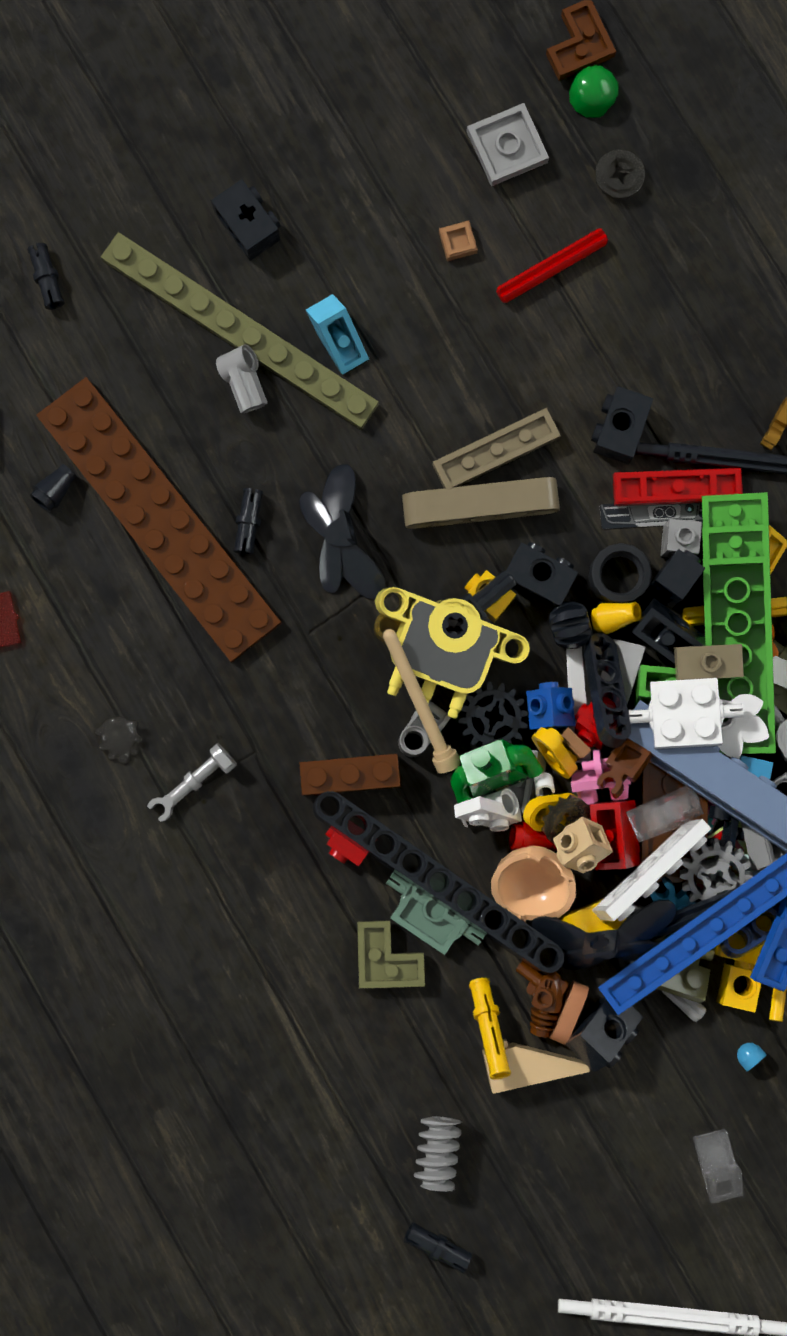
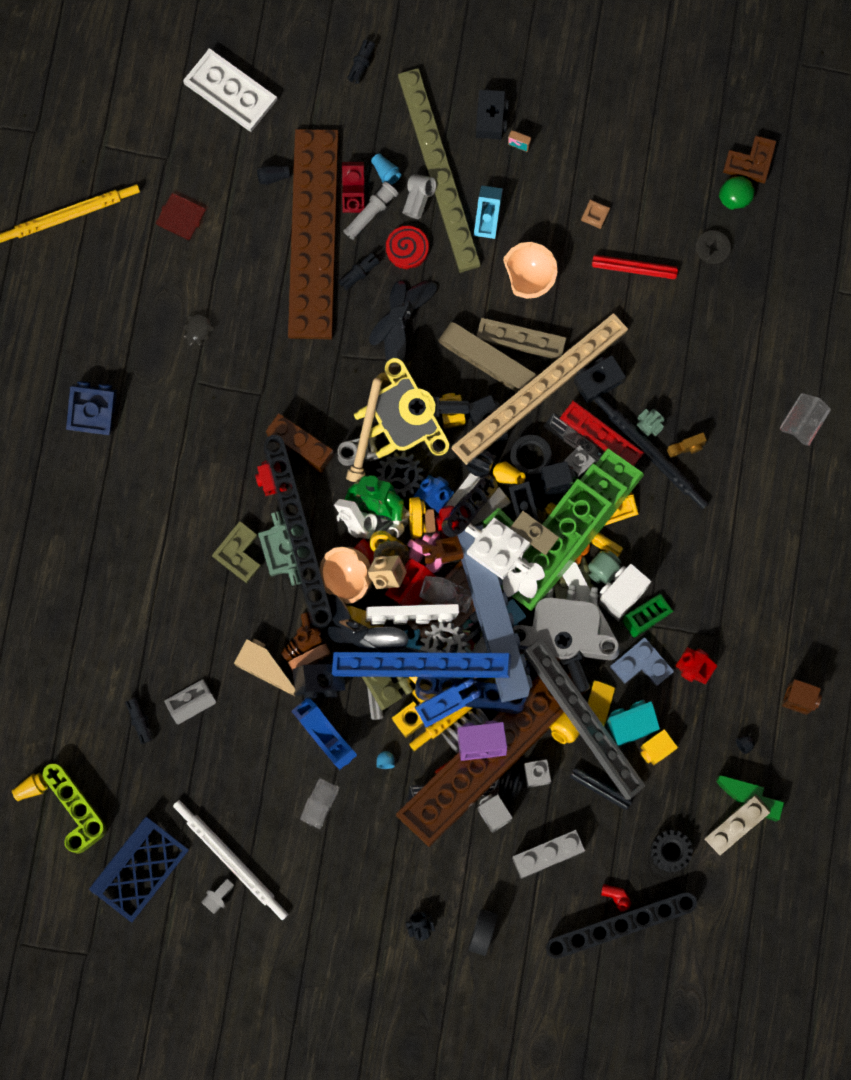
camera: 45 degrees right, 5 degrees down
(74, 933) = (91, 408): none -> dark blue plate
(159, 428) = (353, 187): none -> dark red slope
(181, 378) = (387, 171): none -> dark azure cone
(192, 781) = (217, 381): light grey piece -> none
(203, 424) = (377, 203): none -> light grey pin
(279, 448) = (407, 247): none -> red tile
(304, 224) = (519, 140): none -> medium nougat tile
(438, 1153) = (180, 671): light grey piece -> none
(445, 361) = (530, 269): none -> light nougat cylinder
(474, 1174) = (190, 701): none -> light grey slope
(486, 1015) = (272, 612): yellow pin -> none
(507, 144) = (664, 184): light grey plate -> none
(570, 492) = (539, 389): none -> tan plate
(666, 1087) = (324, 733): none -> blue arch
(720, 427) = (650, 422): none -> sand green gear

